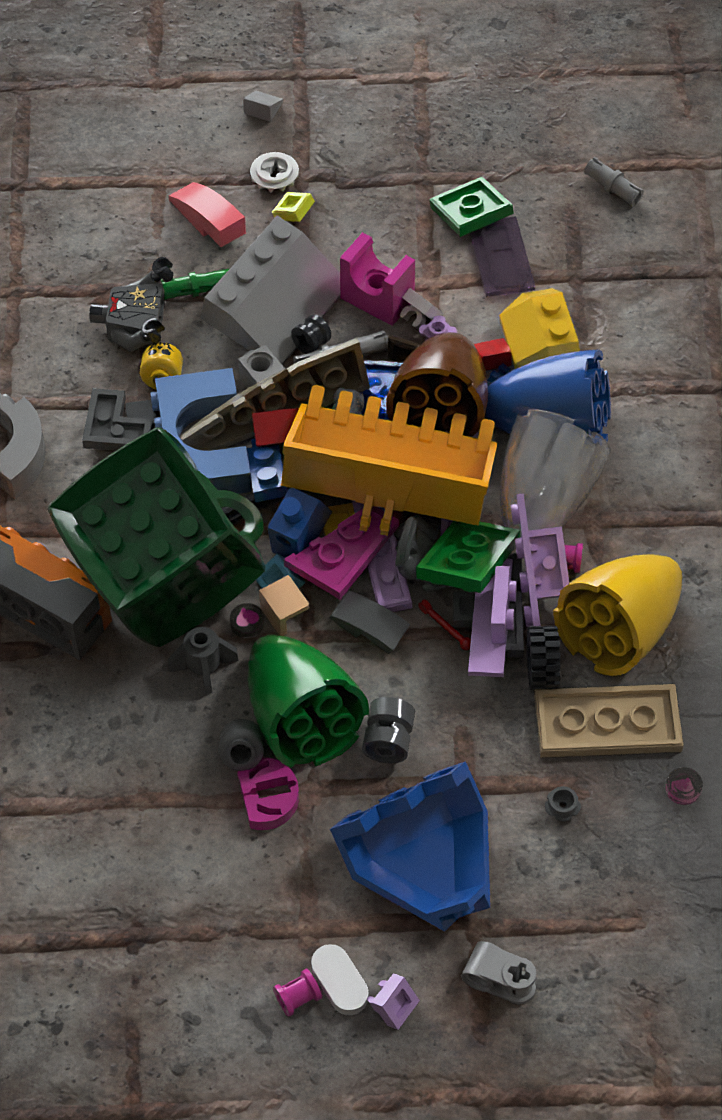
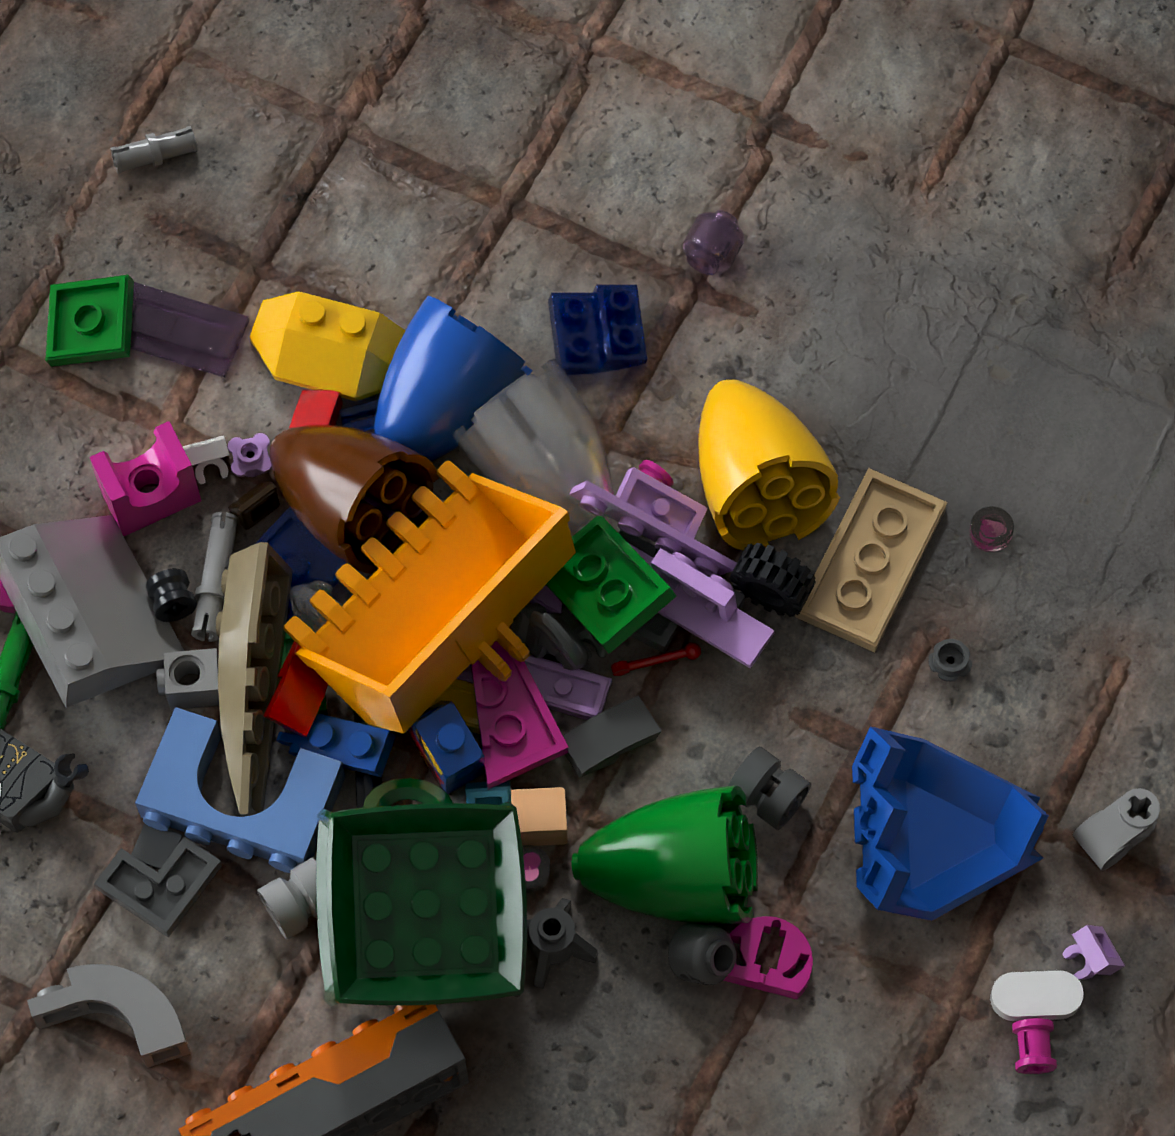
camera: 60 degrees left, 10 degrees up
(160, 361) = (109, 788): yellow head -> none
(664, 476) = (598, 329): none -> clear blue slope

